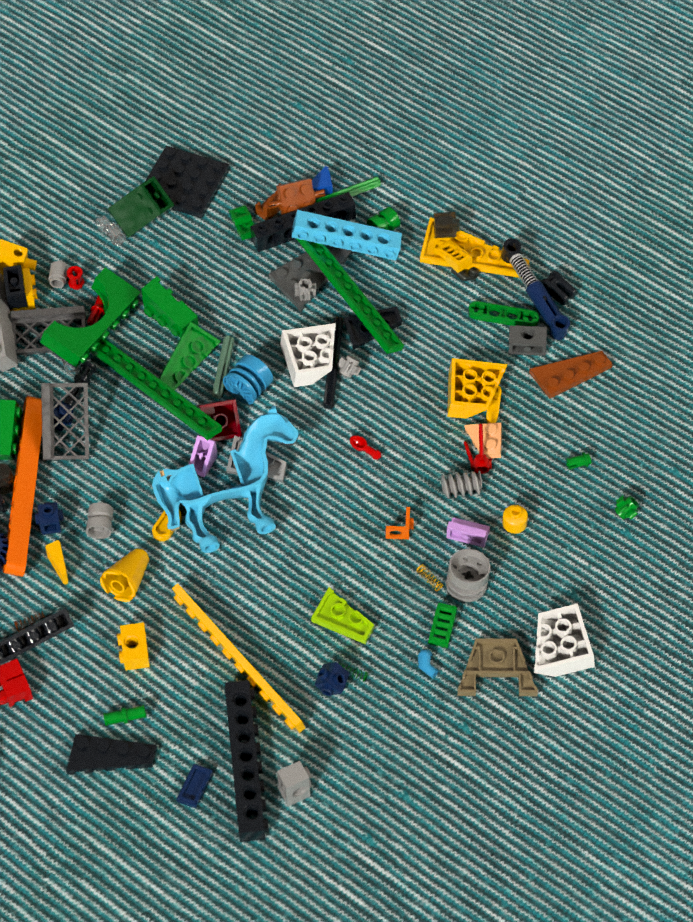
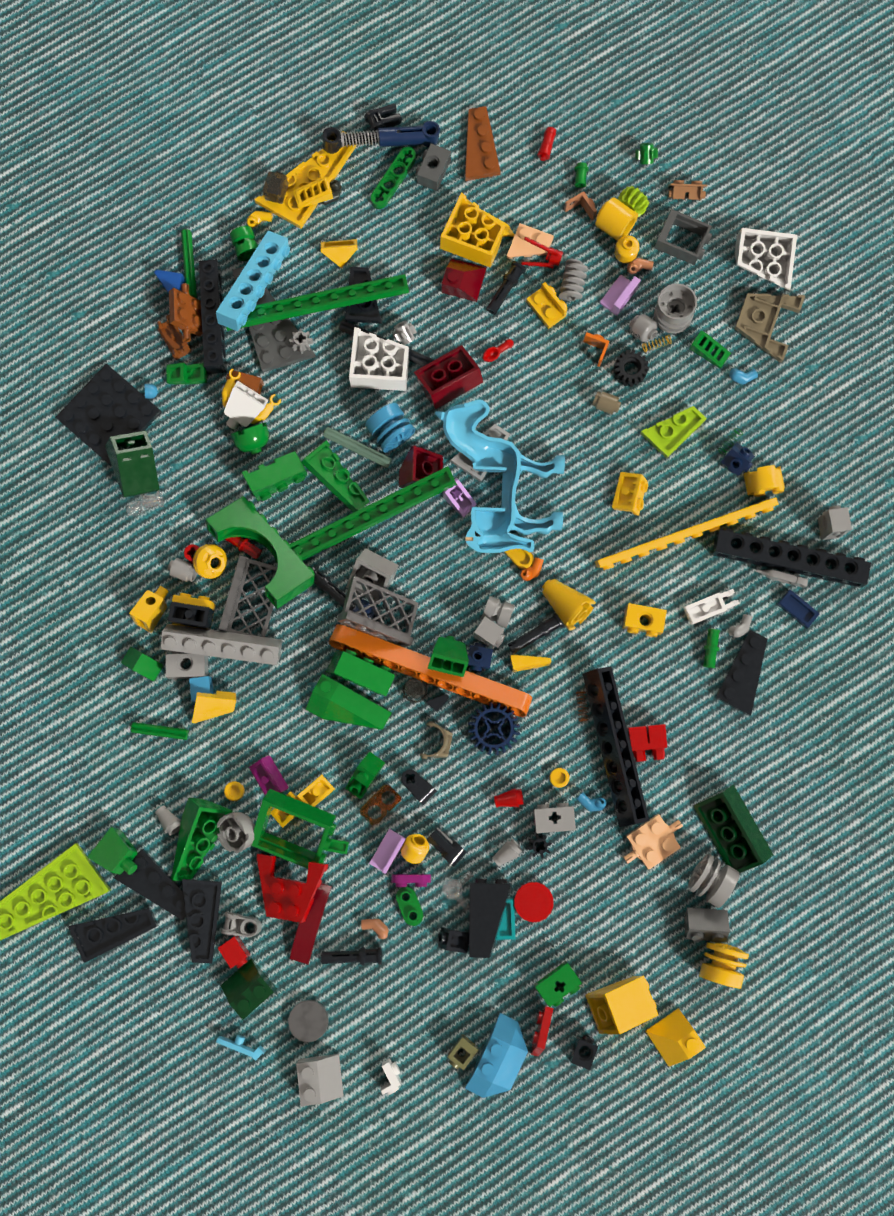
camera: 70 degrees left, 25 degrees up
(40, 486) = (449, 656): none -> green torso
(73, 515) = (489, 633): none -> light grey brick
(81, 289) = (203, 558): none -> yellow piece
(95, 565) = (543, 629): none -> black pin
(104, 412) = (374, 570): none -> light grey slope
(151, 541) = (533, 571): none -> orange arm
(155, 738) = (742, 628): none -> light grey arm
(168, 702) = (709, 607): none -> white hinge
(198, 283) = (251, 438): none -> green cylinder
(216, 201) = (150, 391): none -> dark azure hinge
(223, 768) = (784, 577): none -> light grey piece
(227, 266) = (244, 404): none -> white torso
(250, 272) = (253, 382): none -> dark orange leg
(261, 599) = (630, 493): none -> yellow bracket
(318, 412) = (449, 377): none -> dark red slope
(323, 716) = (764, 479): none -> yellow cylinder
(347, 550) = (606, 402): none -> dark tan brick
(392, 551) = (636, 359): none -> black tyre
(410, 295) = (339, 251): none -> yellow slope
(415, 226) = (259, 216): none -> yellow arm
(425, 397) = (463, 279): none -> dark red slope
(428, 473) = (547, 305): none -> yellow bracket
(438, 558) = (643, 327): none -> light grey head
(440, 434) = (509, 280): none -> black pin
(505, 537) = (639, 264): none -> nougat arm
(541, 499) = (616, 218): none -> yellow piece
(550, 472) = (587, 203): none -> nougat bracket
(552, 548) = (690, 224): none -> dark grey window
(567, 508) = (634, 199): none -> lime gear
(595, 424) = (546, 145): none -> red piece
(609, 562) = (694, 190): none -> medium nougat hinge

